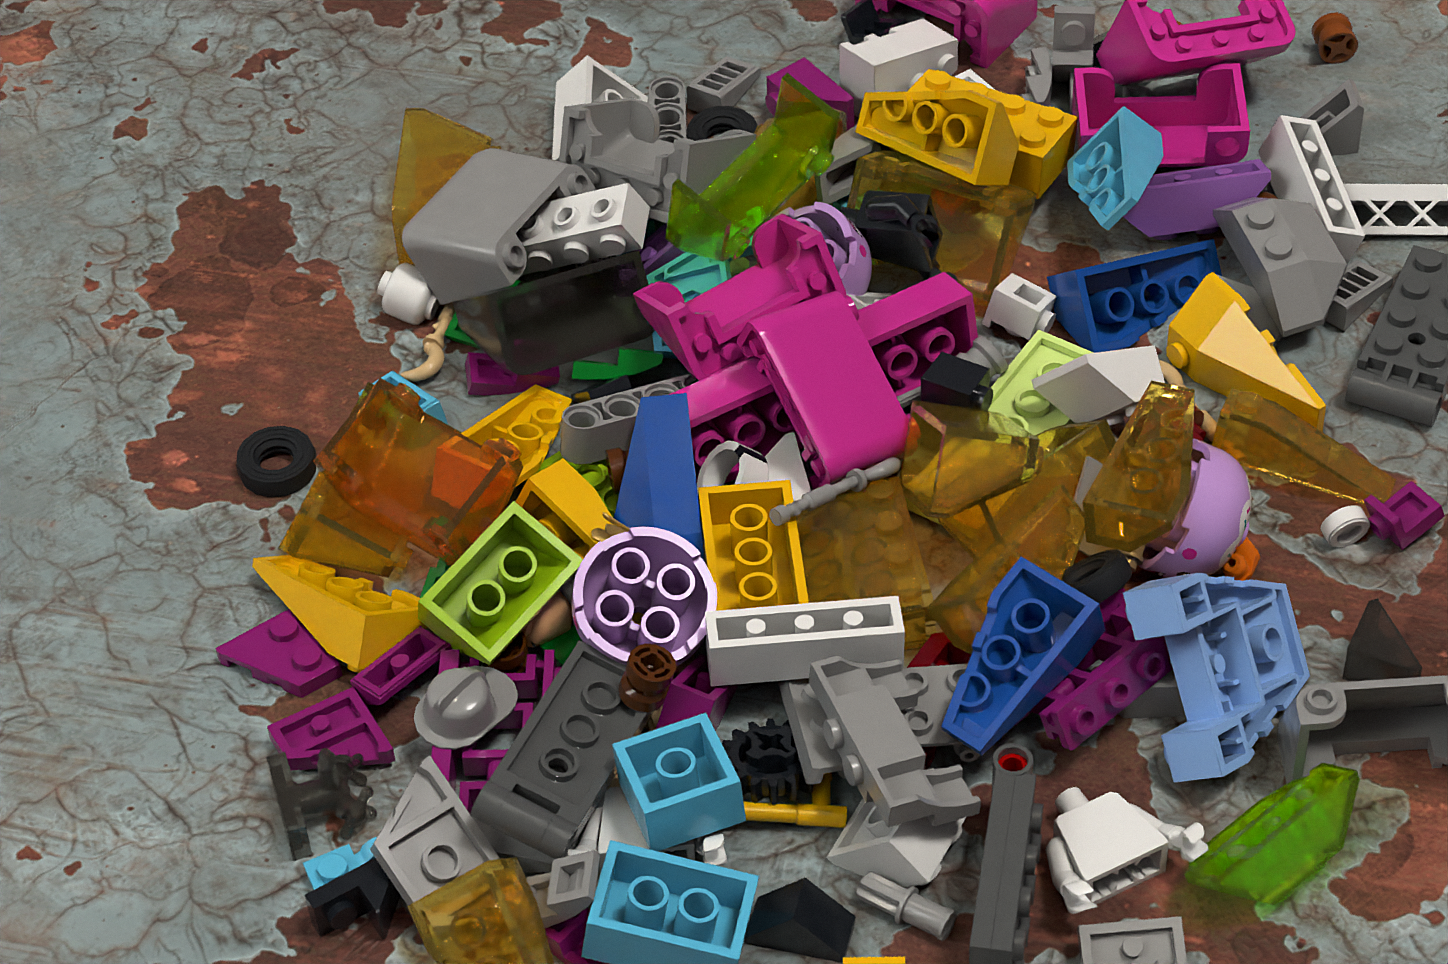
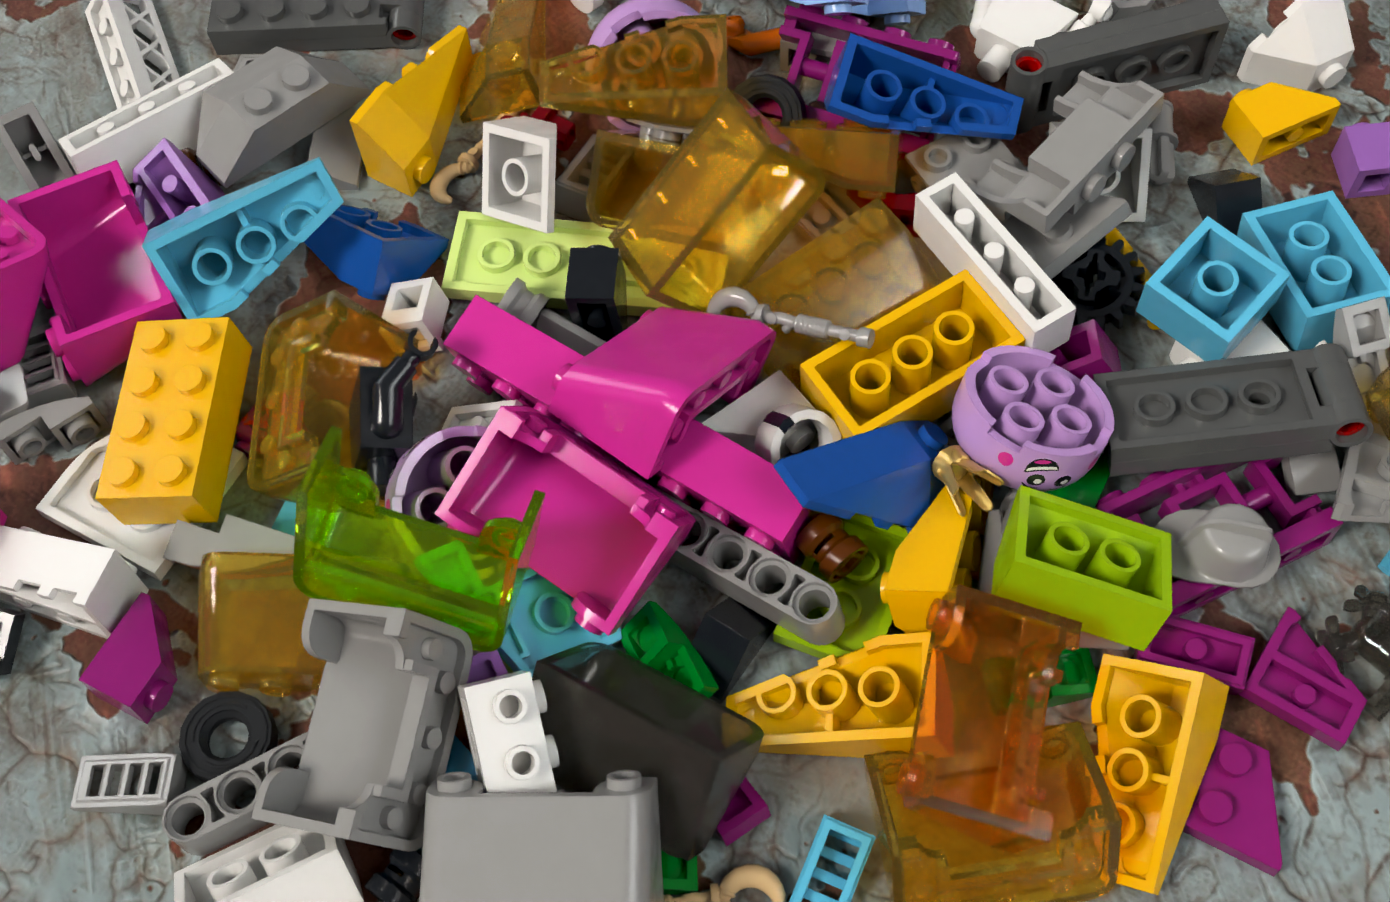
camera: 115 degrees left, 15 degrees up
(647, 677) = (1124, 363): reddish brown wheel -> none
(944, 129) = (234, 409): yellow wedge -> none

